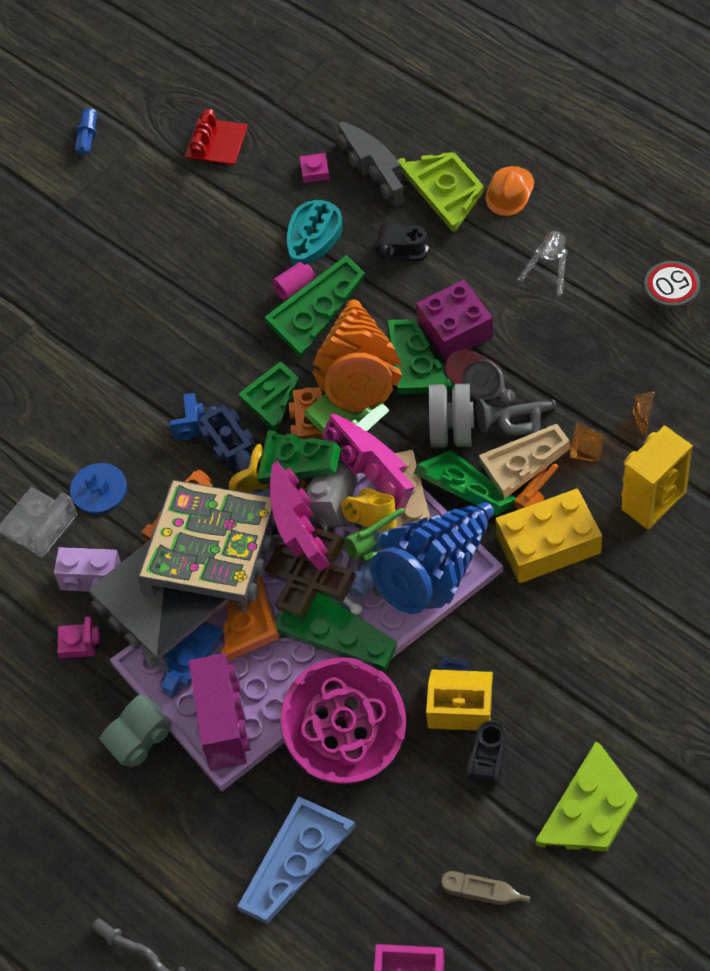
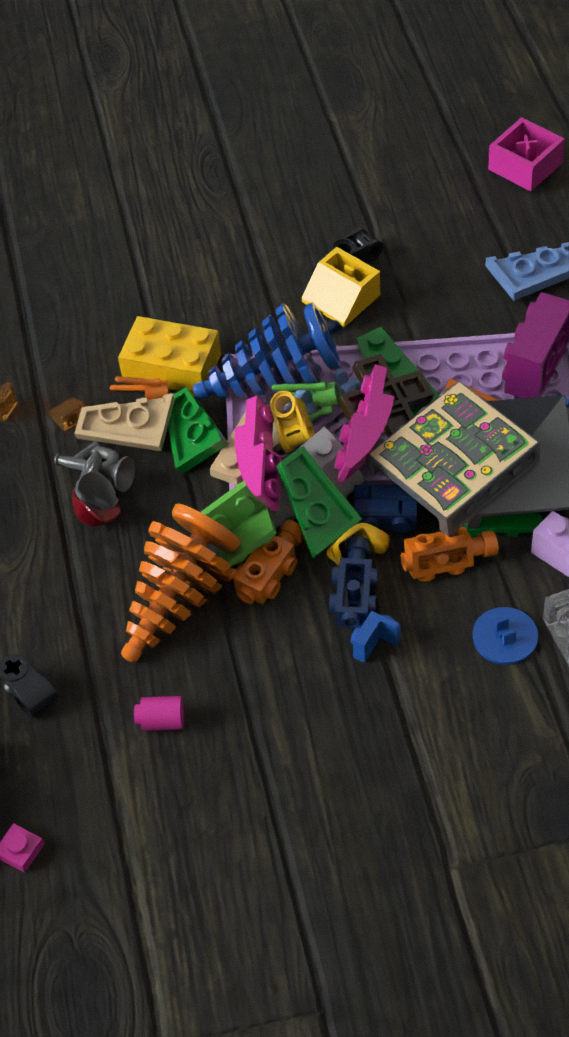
camera: 145 degrees left, 5 degrees down
(216, 139) = (84, 965): red hinge -> none
(271, 395) = (279, 614): green wing -> none
(313, 307) = (184, 674): green wing -> none
(319, 242) = (95, 784): teal piece -> none
(377, 711) = (445, 306): dark pink brick -> none
(418, 362) = (120, 575): green wing -> none
(450, 415) = (153, 474): light grey wheel -> none
(454, 319) = (60, 571): magenta brick -> none
(480, 888) = (430, 192): dark tan piece -> none
(591, 806) = (314, 196): lime wing -> none
(655, 476) = (57, 321): yellow brick -> none

